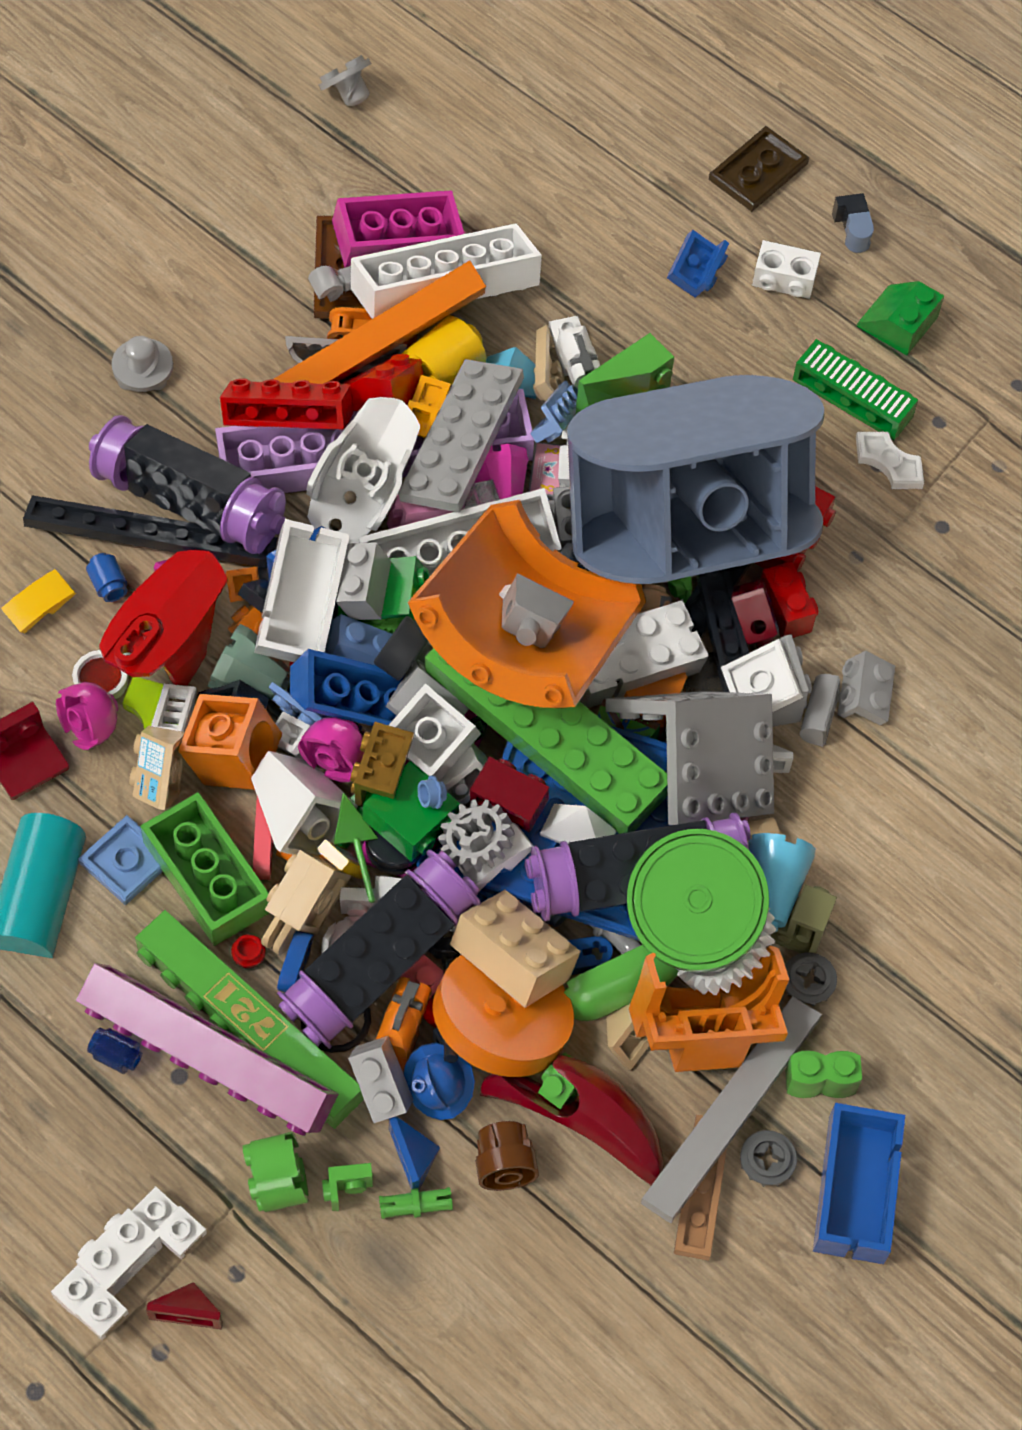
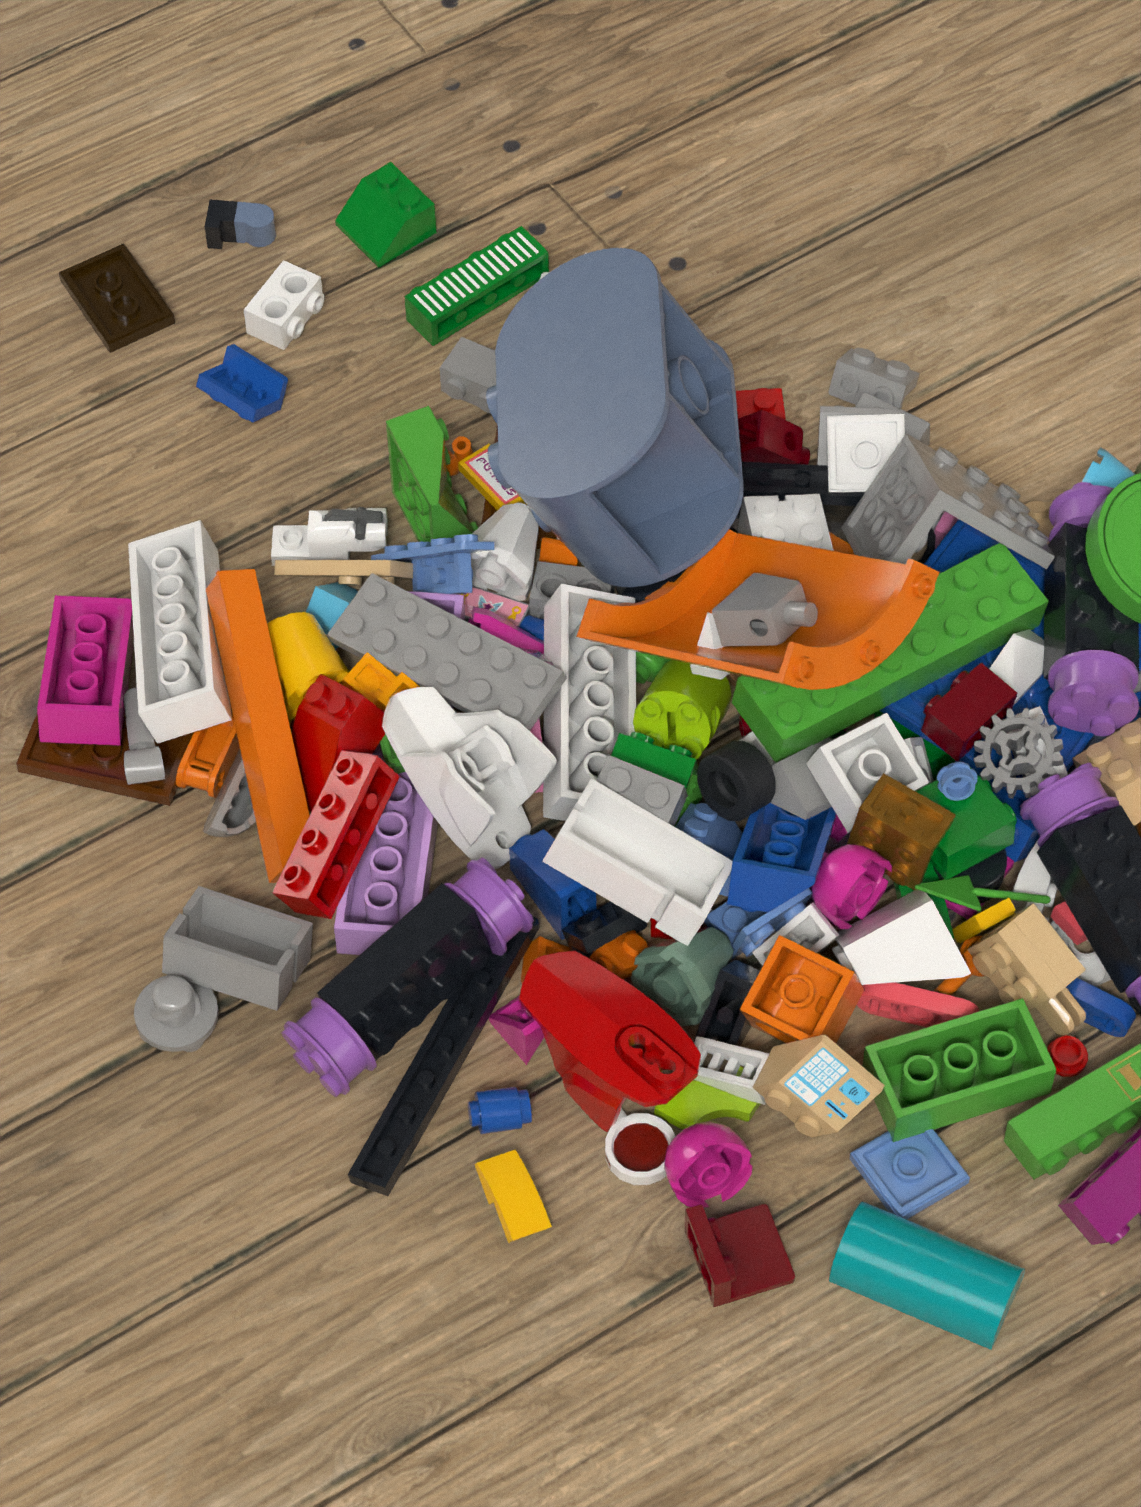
camera: 70 degrees left, 5 degrees down
(190, 382) = (237, 948): none -> light grey piece

